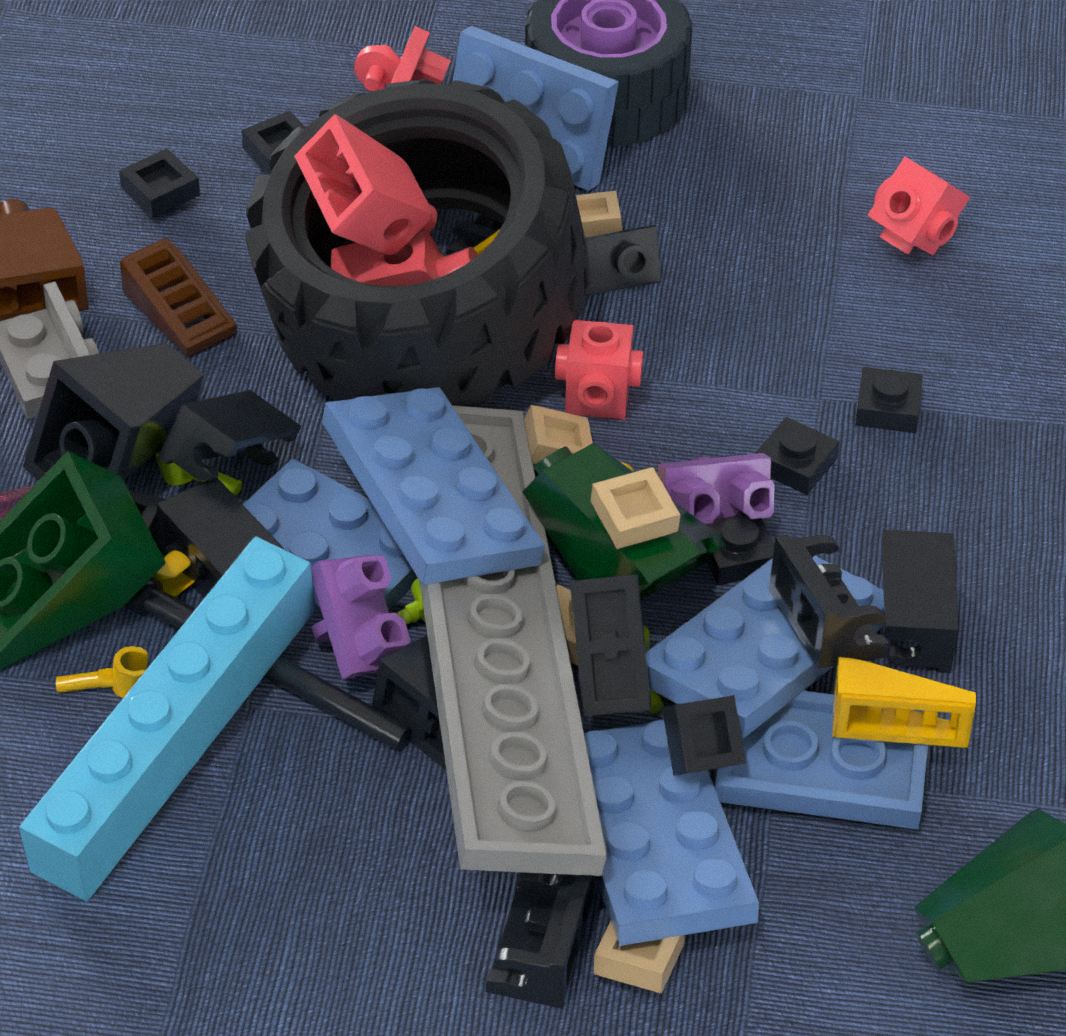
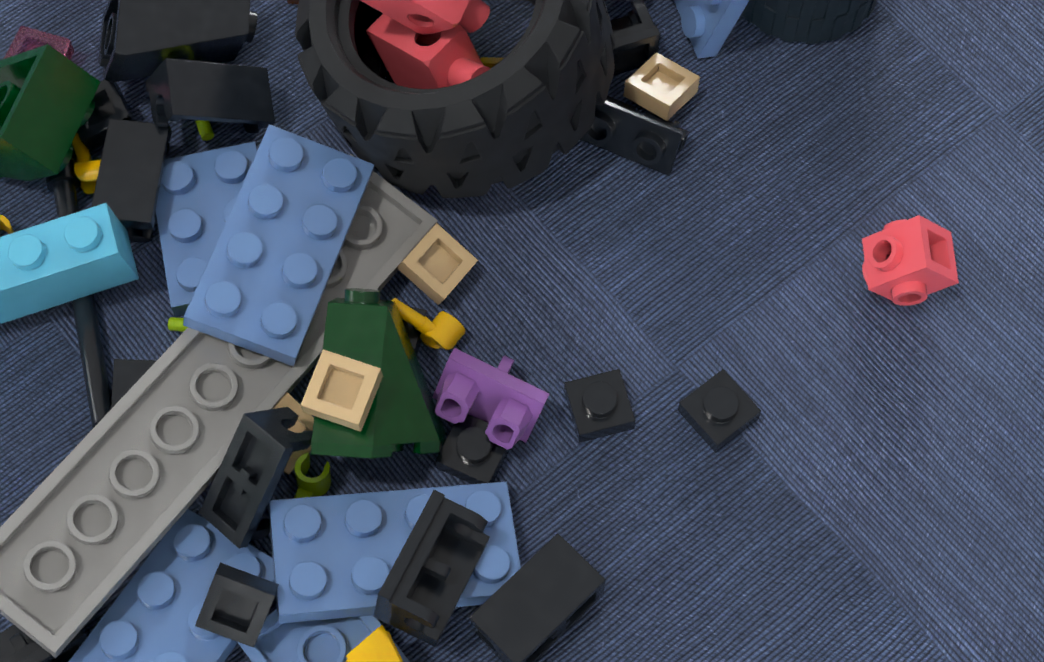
camera: 45 degrees right, 20 degrees up
(357, 613) = (146, 308): medium lavender hips -> none
(599, 357) = (522, 225): coral brick -> none

